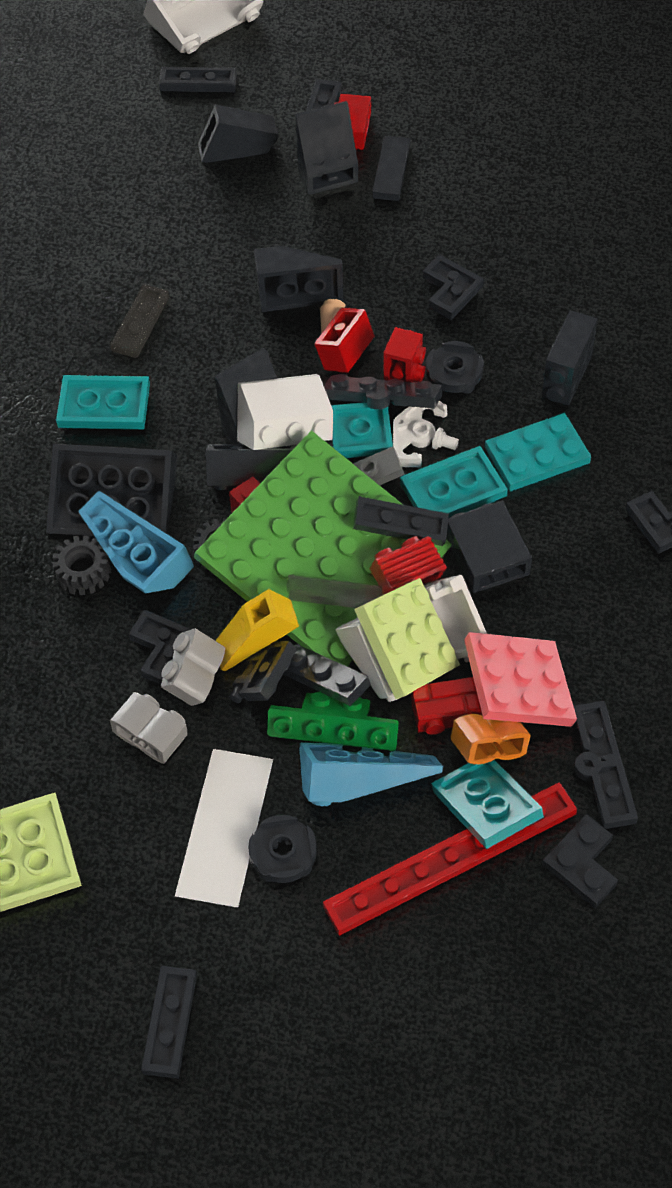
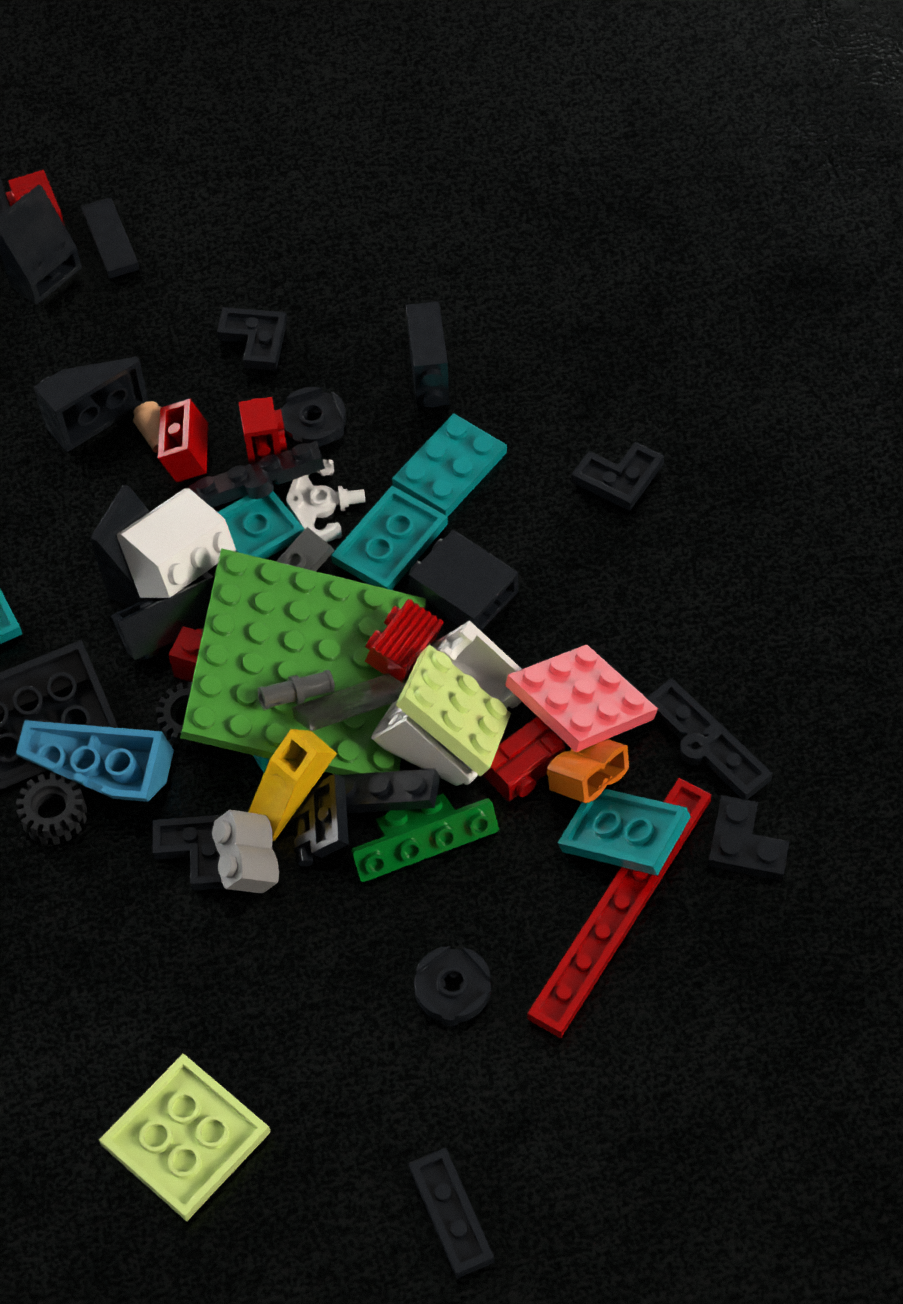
camera: 30 degrees left, 0 degrees up
(149, 727) = (237, 936): light grey brick -> none
(222, 828) = (377, 996): white sticker -> none
(299, 563) = (296, 689): none -> dark grey pin
(341, 775) = (468, 881): dark azure wedge -> none
(400, 520) = (367, 598): black plate -> none

